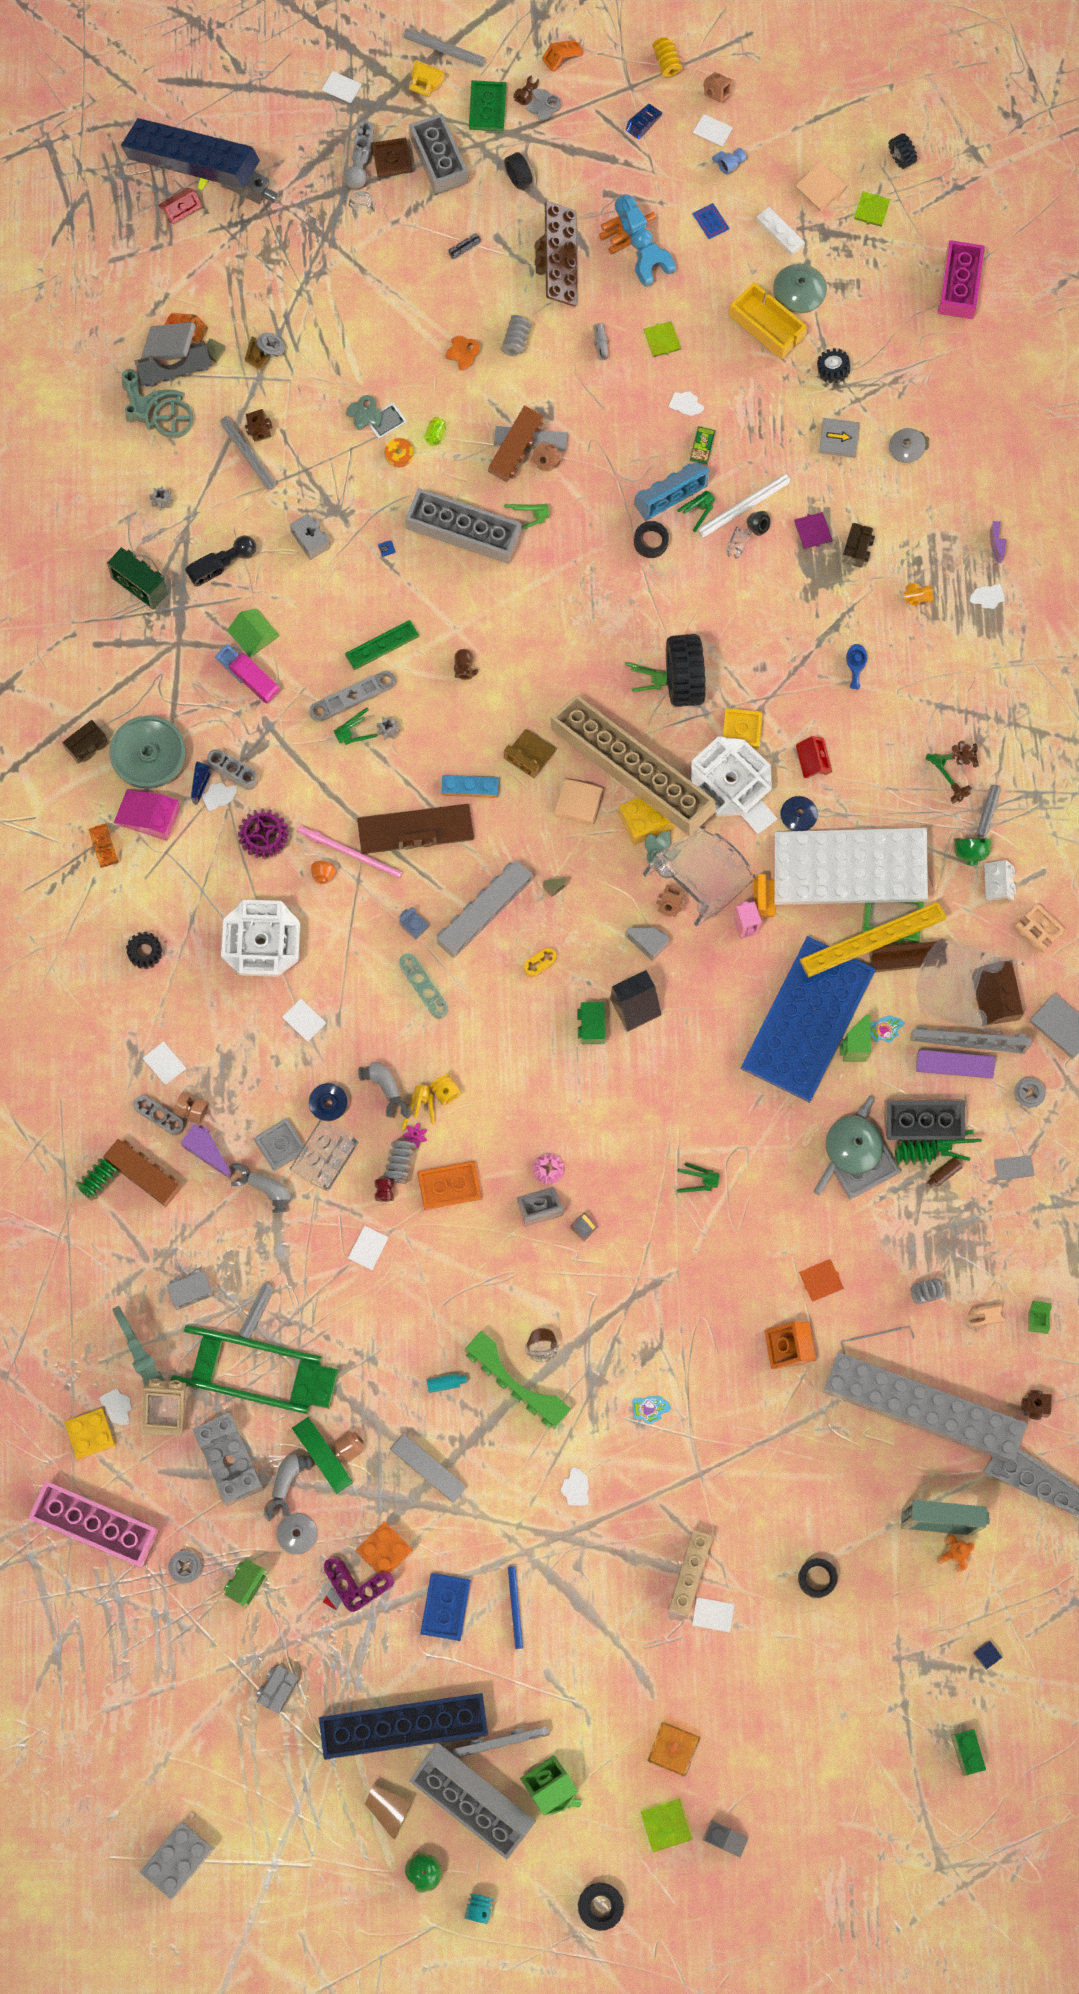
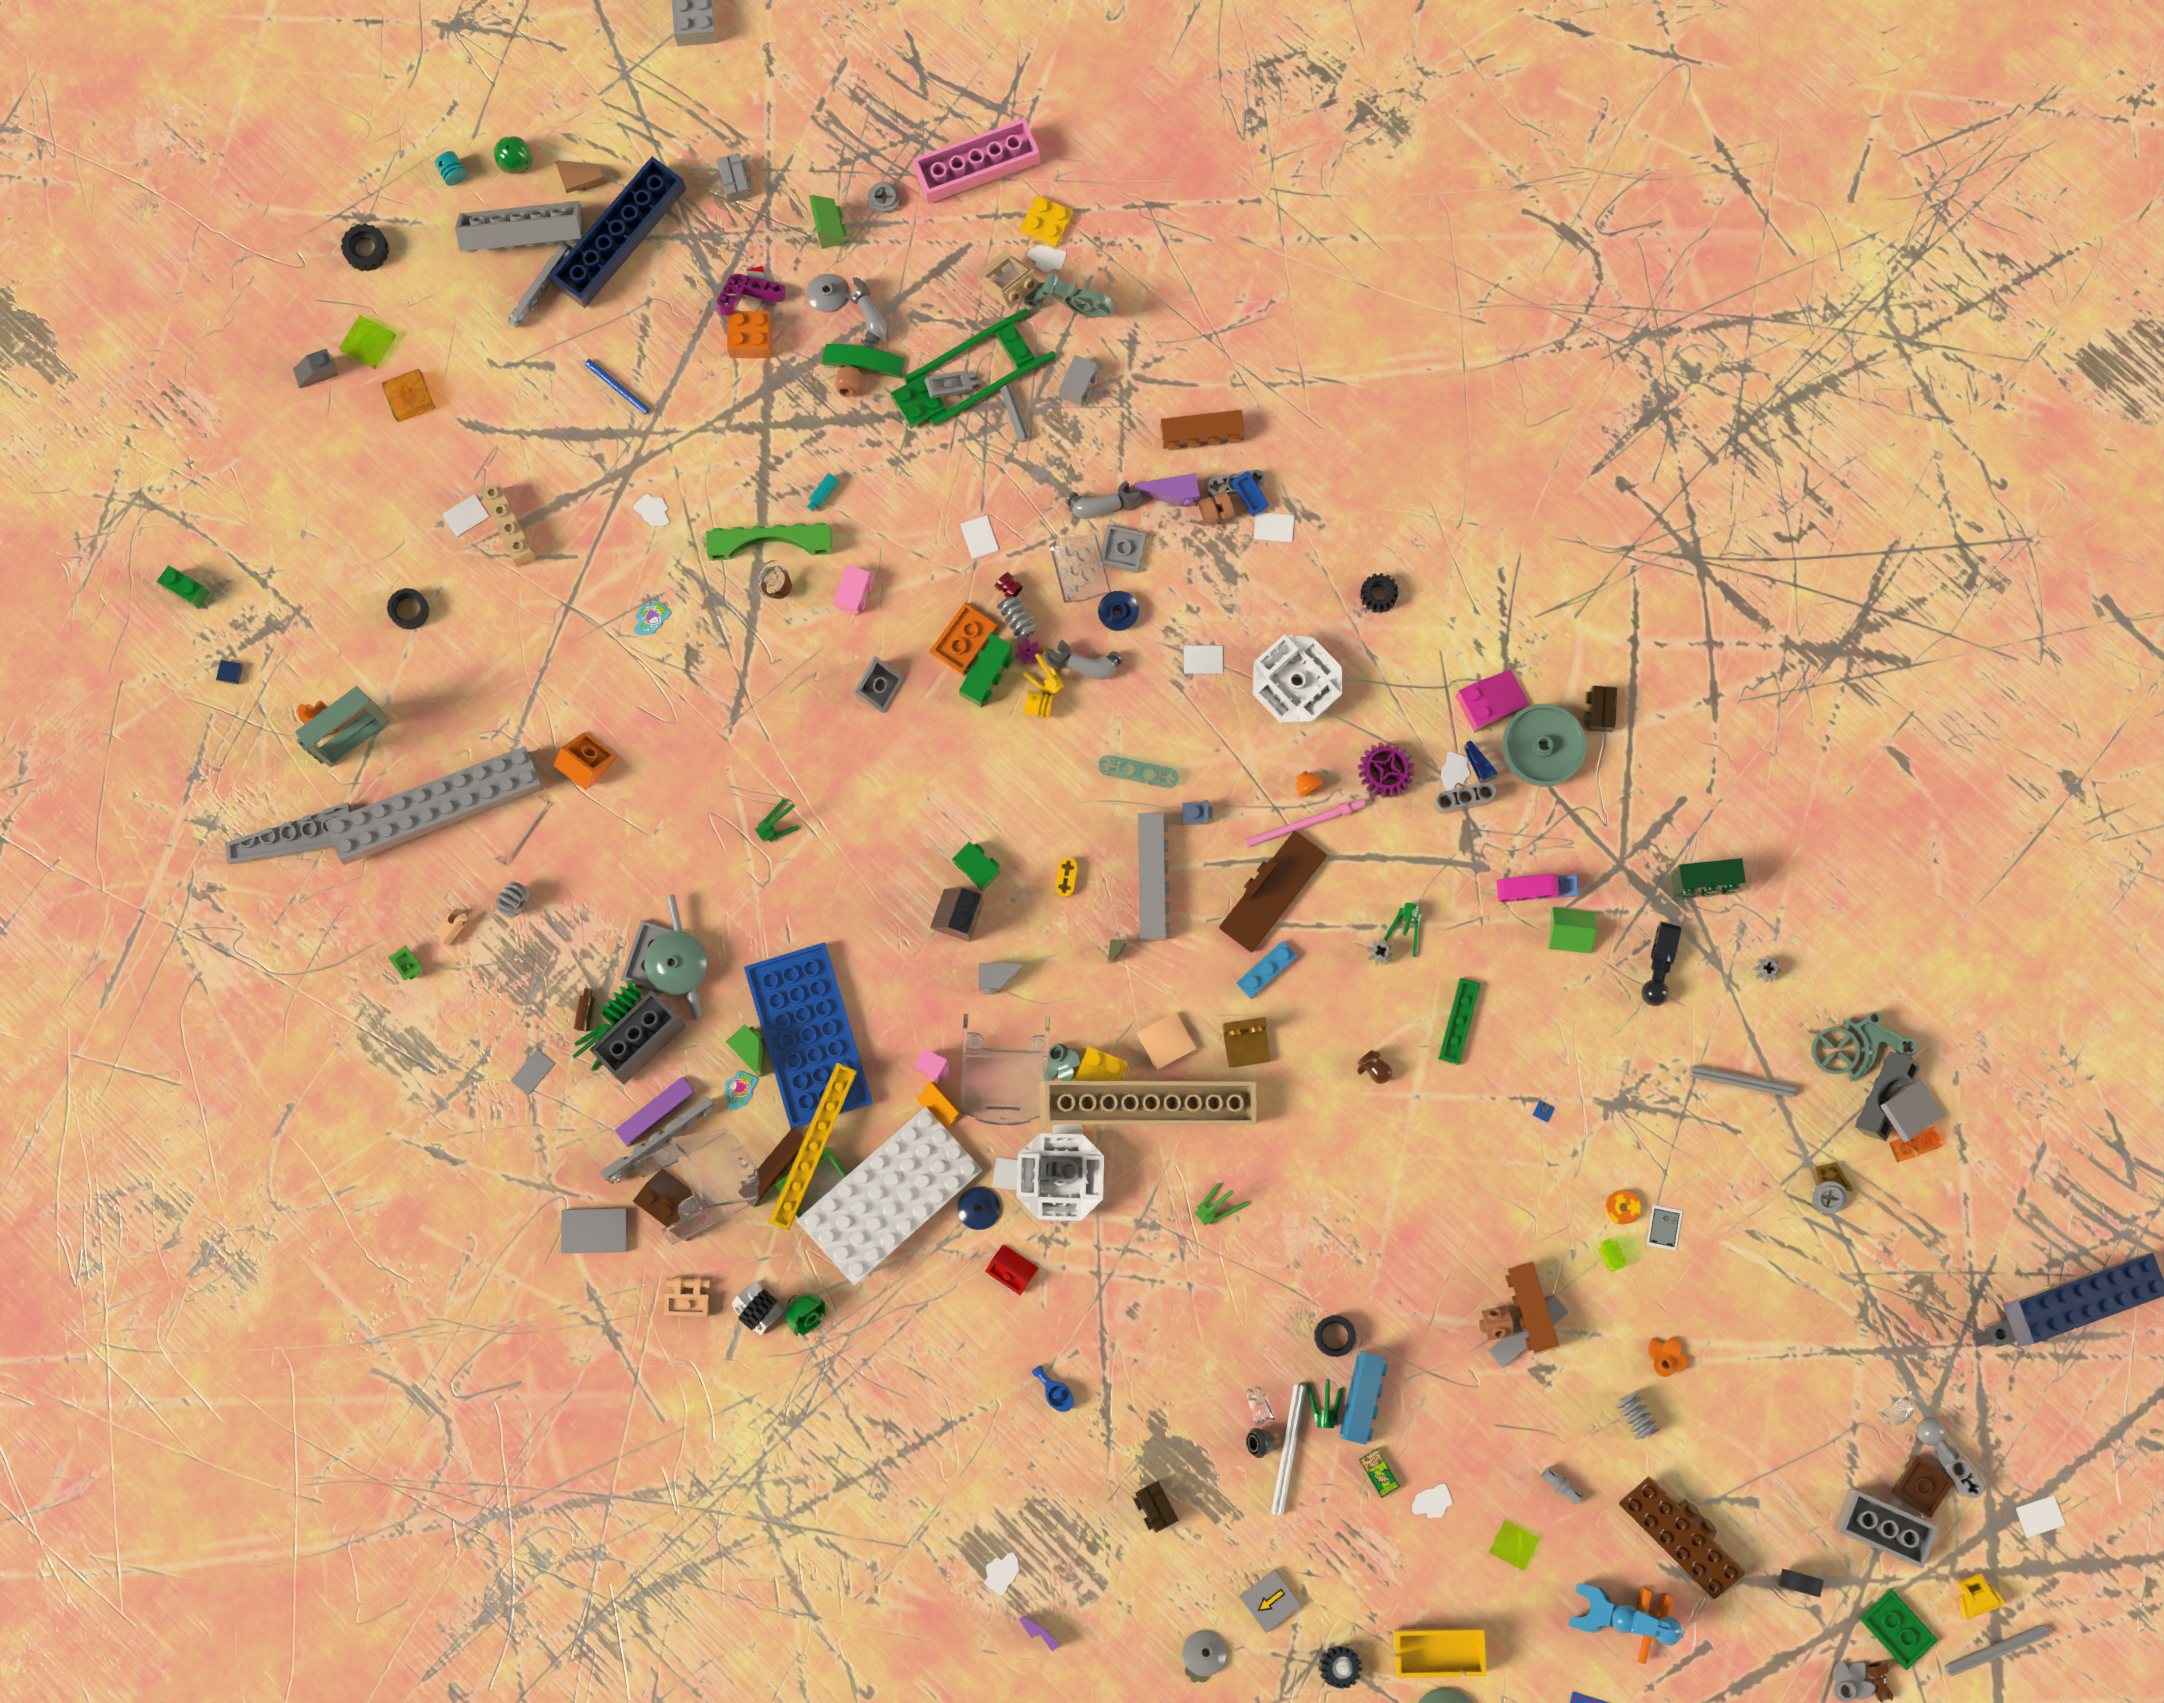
camera: 140 degrees right, 5 degrees up
(96, 1178) = (1229, 392): green piece -> none
(103, 845) = (1500, 641): clear orange bracket -> none
(157, 1097) = (1249, 493): none -> blue tile
(180, 205) = (2045, 1253): panel -> none
(215, 349) = (1869, 1147): olive tile -> none
(222, 1439) = (905, 284): light grey plate -> none
(258, 425) = (1759, 1111): reddish brown brick -> none
(280, 1372) = (951, 383): none -> light grey hinge
(303, 529) = (1626, 1054): light grey brick -> none
(340, 702) = (1432, 967): light grey piece -> none
(364, 415) = (1685, 1212): sand green plate -> none
(428, 1468) = (774, 419): light grey slope -> none
(445, 1607) = (668, 341): blue tile -> none
(458, 1144) = (987, 671): none -> green wedge
(463, 525) = (1499, 1188): light grey brick -> none
(464, 246) = (1771, 1462): axle -> none
(492, 1289) = (852, 590): none -> bright pink brick
(539, 511) = (1452, 1267): bright green plant -> none
(540, 1172) = (898, 731): bright pink gear -> none
(551, 1787) = (473, 285): bright green piece -> none
(583, 1226) = (830, 703): slope -> none
(670, 901) = (1009, 1024): nougat brick -> none
(685, 670) = (1185, 1229): black tyre -> none
(733, 780) = (1056, 1170): none -> dark grey piece
(743, 725) = (1095, 1236): yellow plate -> none
(813, 530) = (1208, 1486): magenta piece -> none
(821, 1280) = (607, 835): clear orange piece -> none
(916, 595) = (1064, 1508): light orange plate -> none
(962, 756) = (881, 1373): reddish brown plant -> none
(988, 811) = (822, 1364): light grey axle -> none
(1003, 868) = (757, 1309): none -> black tyre
(1027, 1084) = (565, 1138): light grey gear -> none
(1043, 1404) = (348, 890): reddish brown brick -> none

